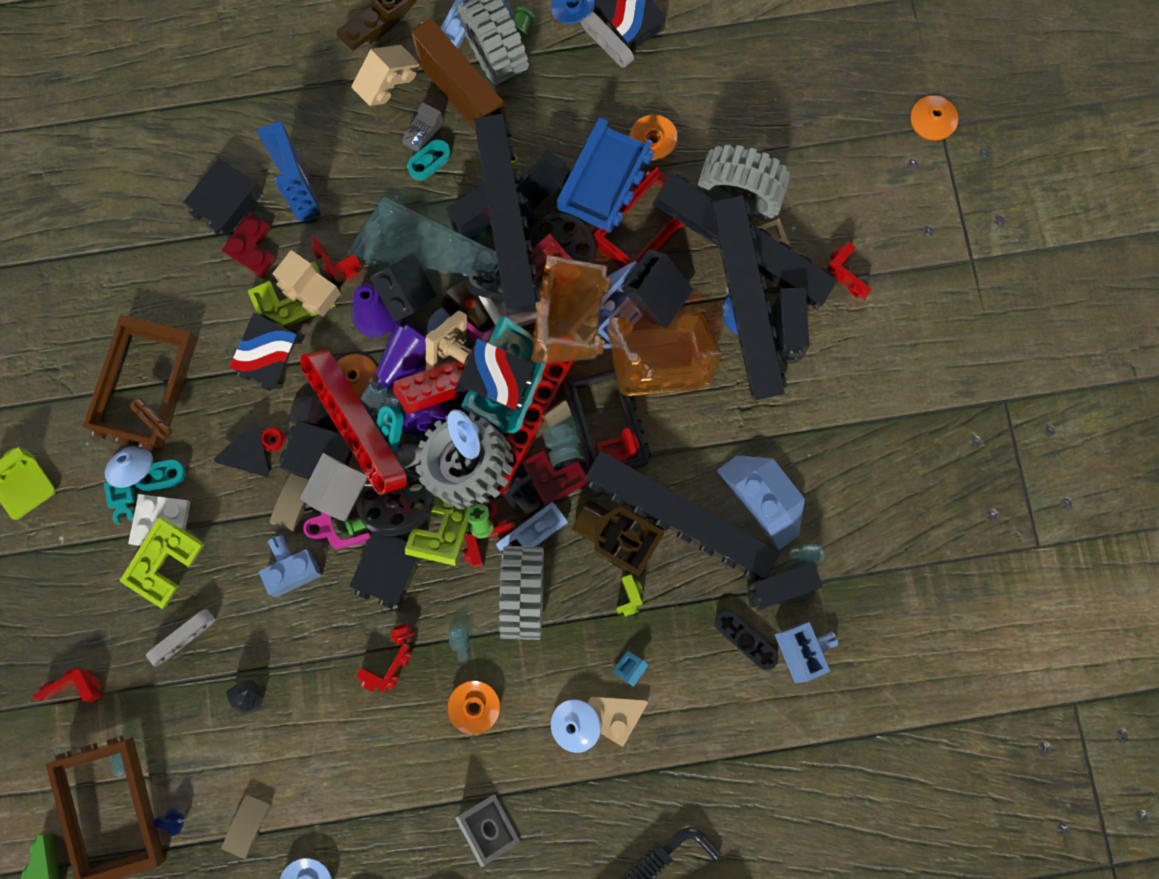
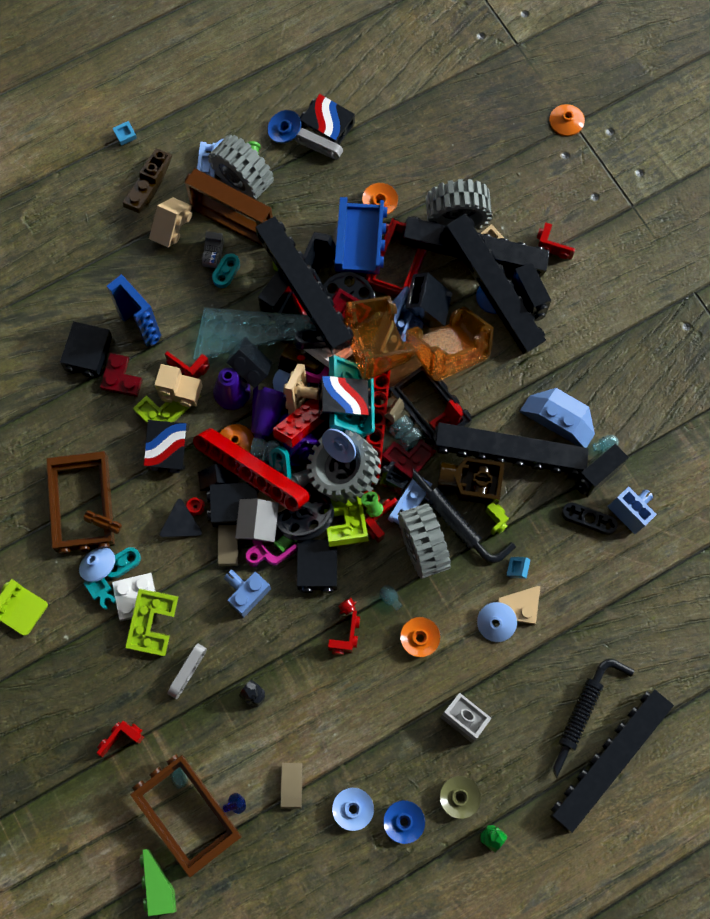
camera: 25 degrees left, 5 degrees down
(578, 582) = (457, 522): none -> black piece

